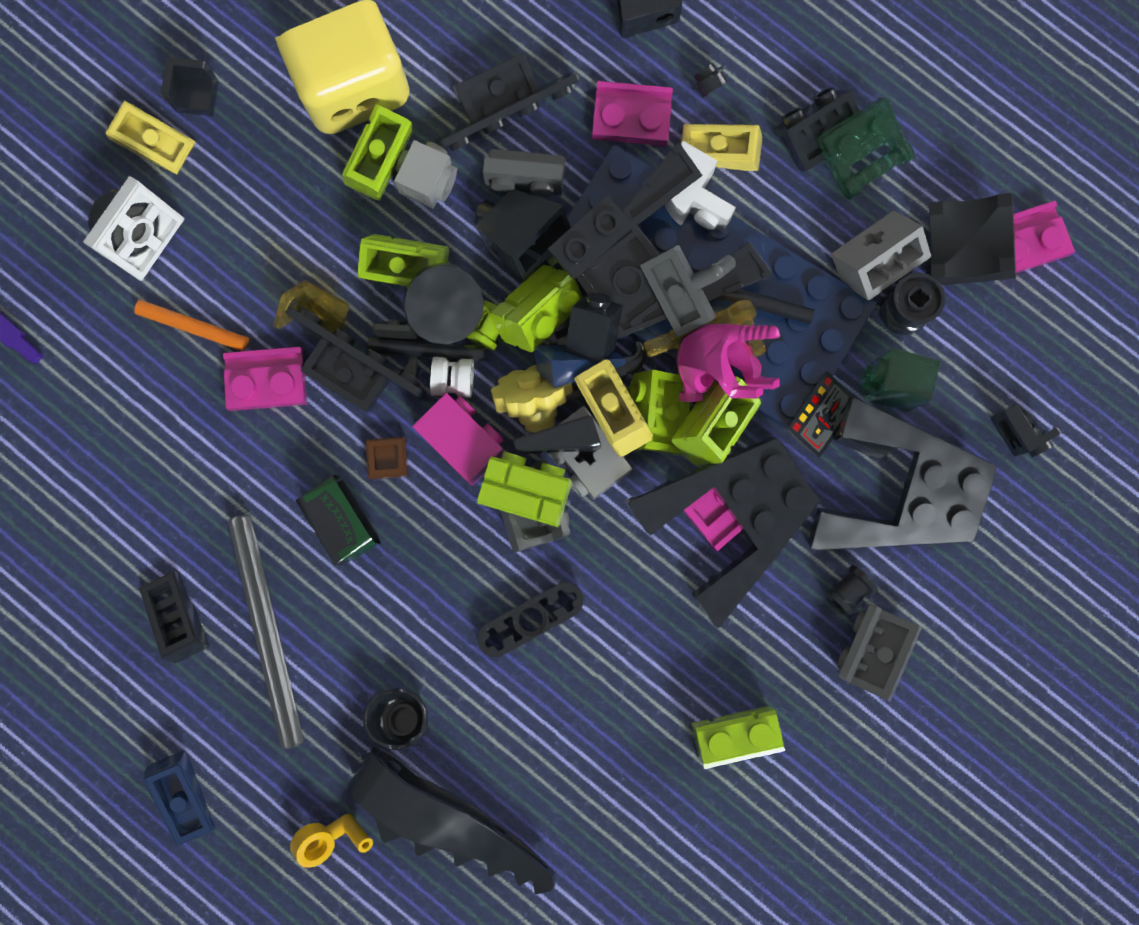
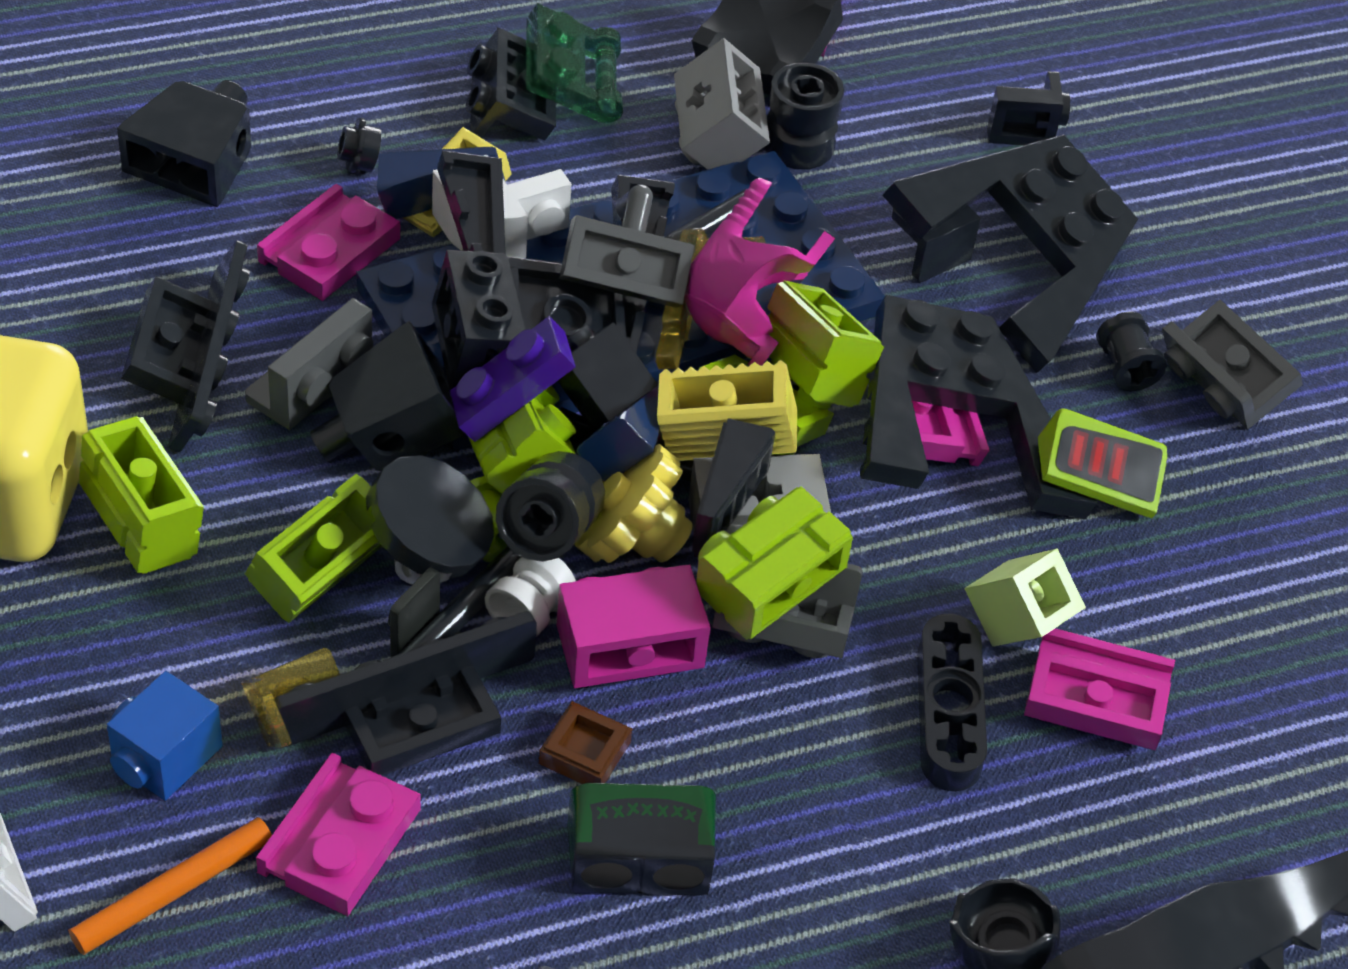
camera: 65 degrees left, 35 degrees down
(255, 265) = (163, 735): none -> blue brick
(425, 173) = (221, 469): light grey brick -> none
(486, 358) = (550, 506): none -> black wheel
(549, 287) = (511, 378): none -> dark purple plate
(585, 691) = (1100, 688): none -> dark pink plate
(609, 627) = (1025, 598): none -> yellowish green brick
(690, 127) = (407, 178): none -> dark blue slope
(737, 736) = (1264, 551): lime brick -> none
(740, 619) = (1102, 462): none -> slope
(820, 416) = (876, 262): piece -> none
(900, 380) = (891, 144): clear green piece -> none

